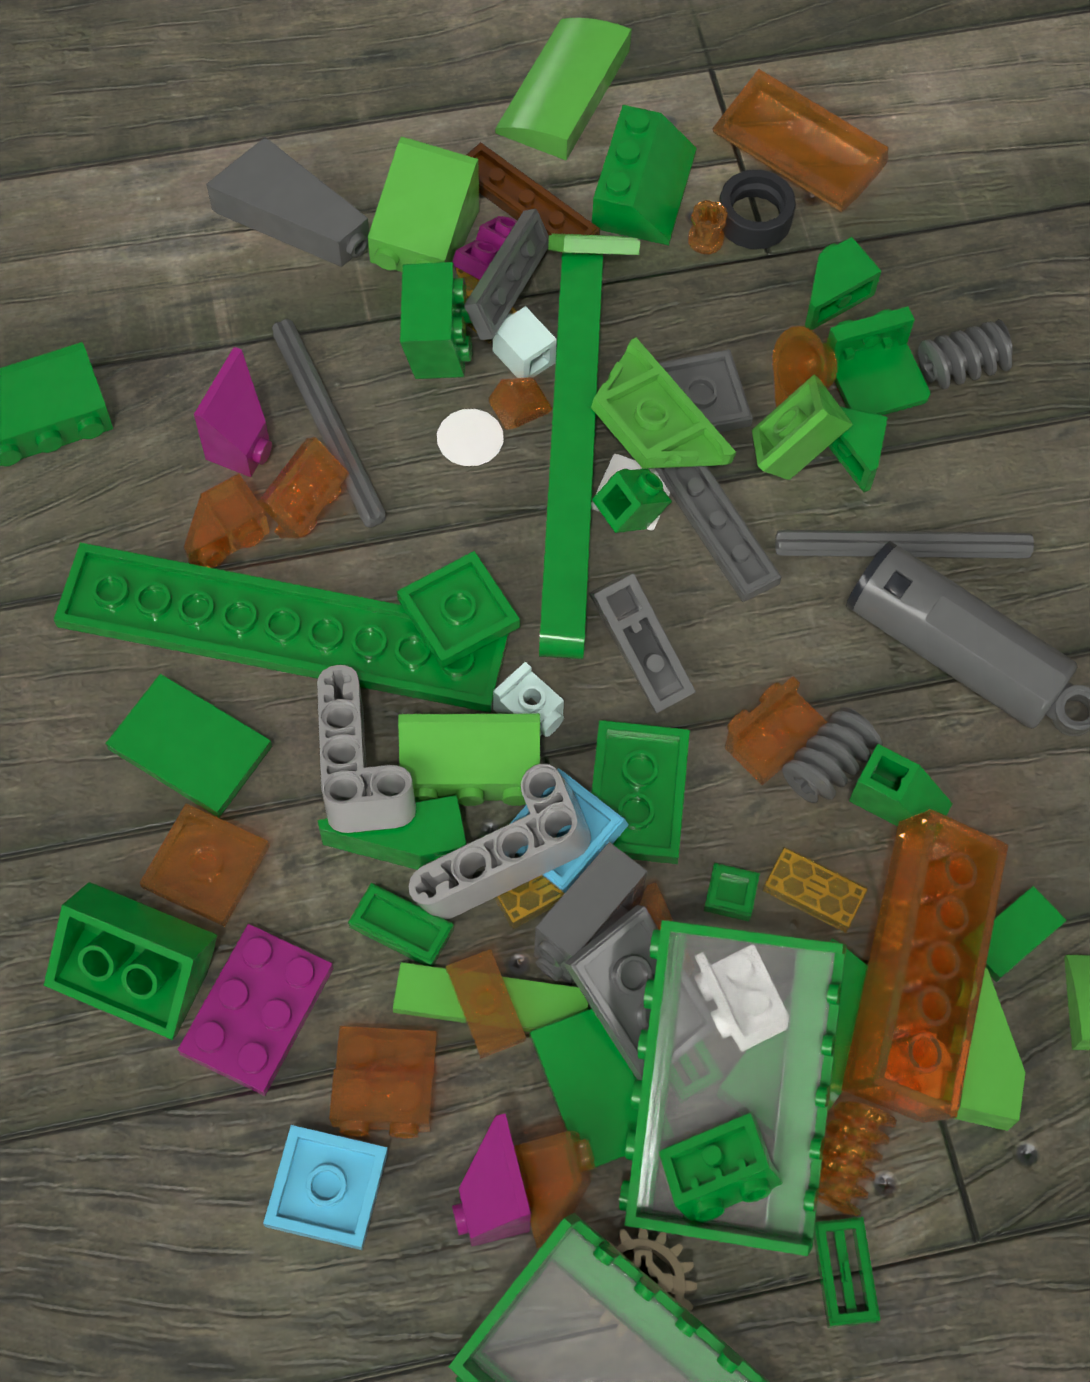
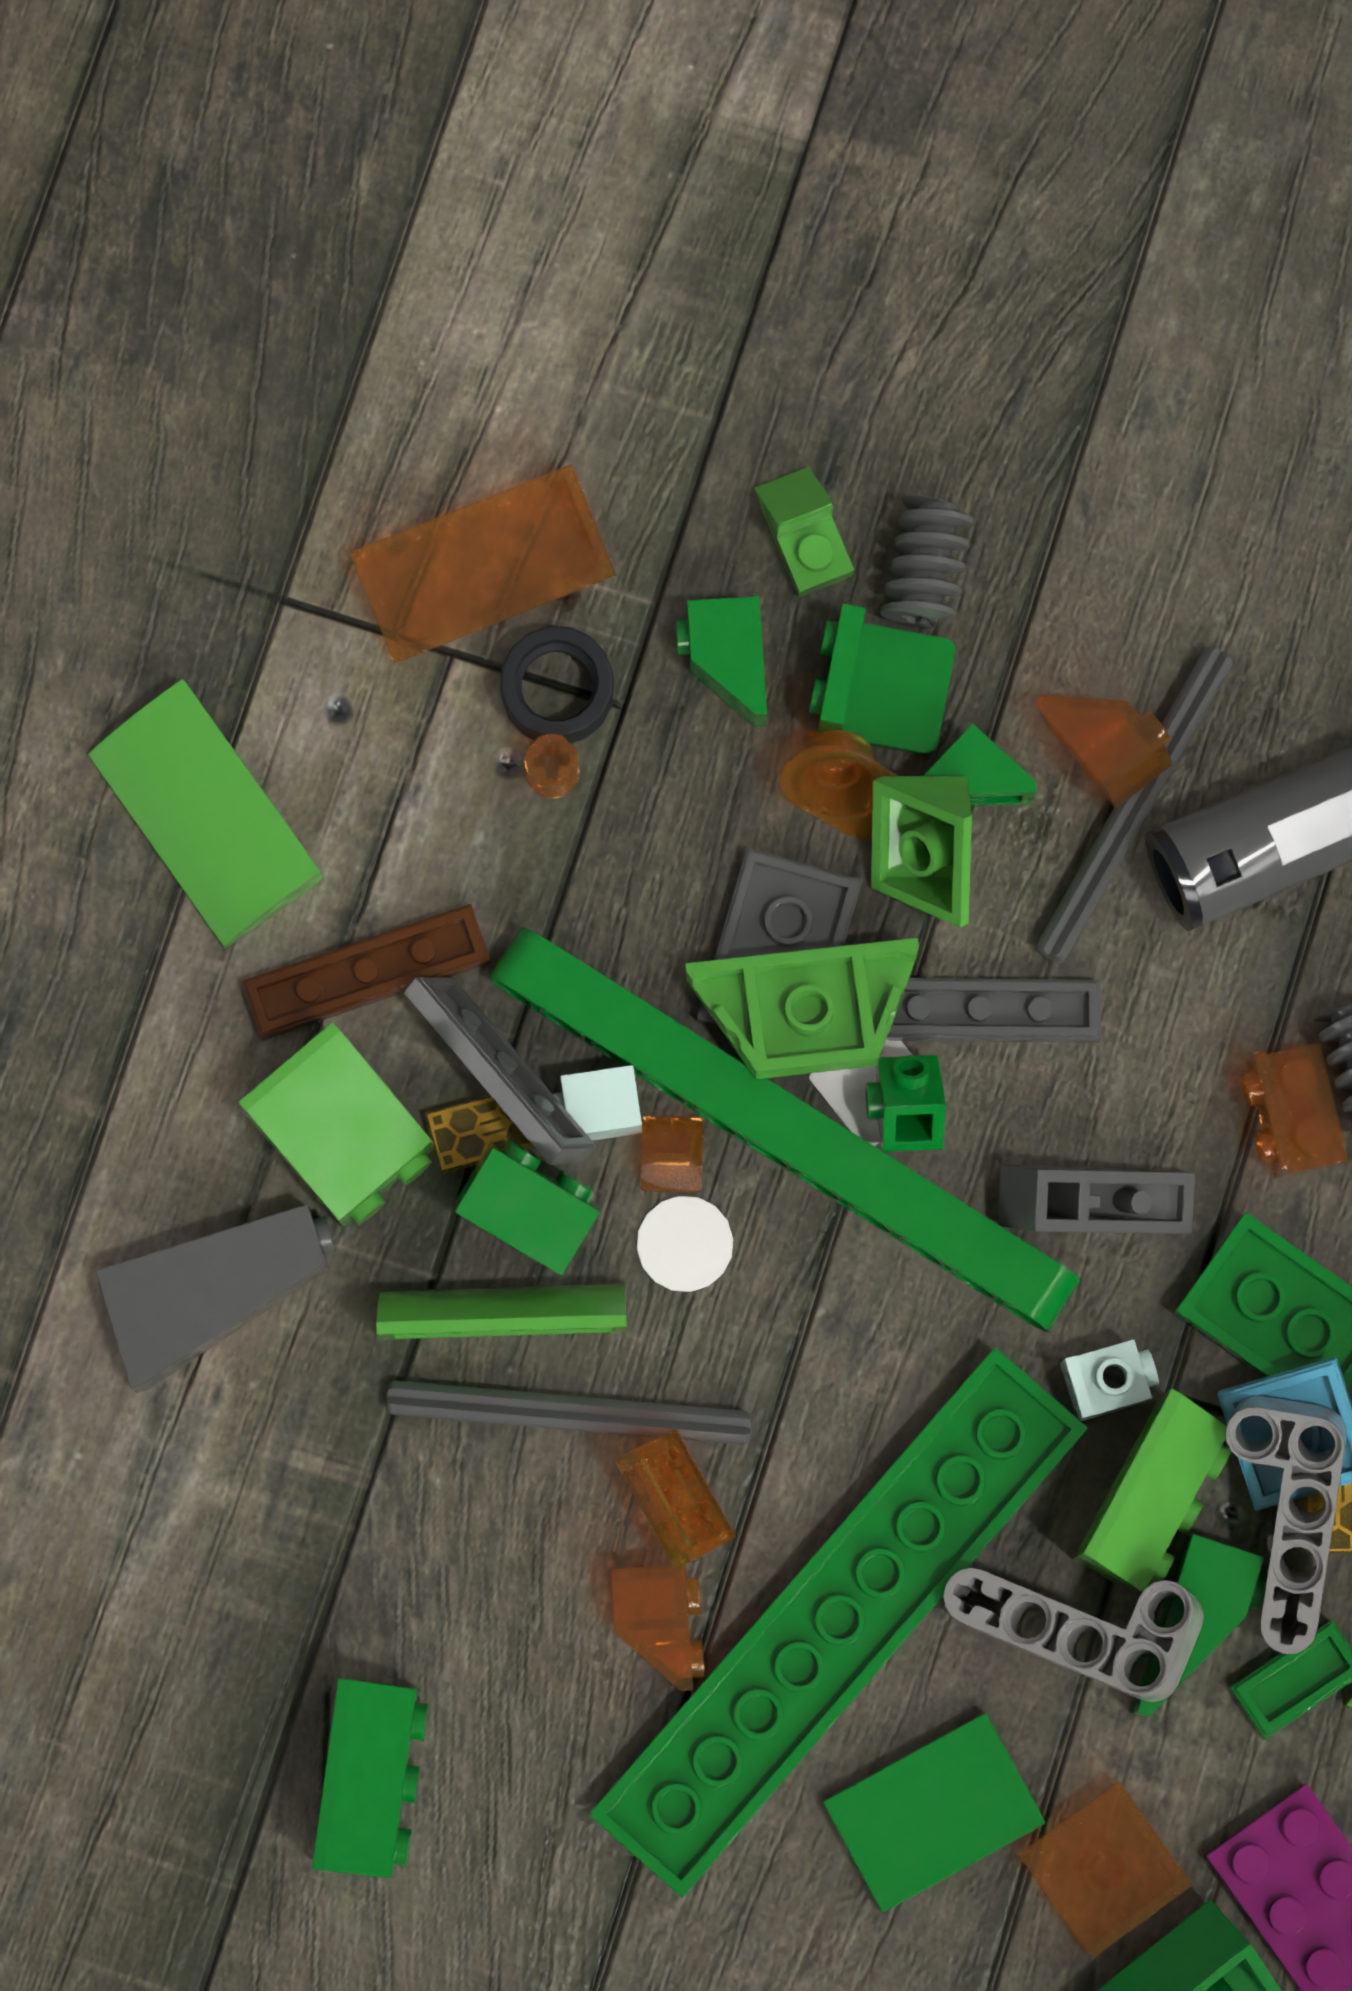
camera: 60 degrees left, 15 degrees up
(232, 419) = (528, 1530): magenta slope -> none
(363, 350) = (502, 1311): none -> bright green slope
(458, 609) = (951, 1399): green plate -> none
(478, 254) = (424, 1064): magenta slope -> none
(594, 244) = (506, 932): bright green tile -> none
(643, 177) = (425, 801): green slope -> none
(930, 500) = (1108, 742): none -> clear orange slope
(938, 291) = (805, 531): none -> bright green slope

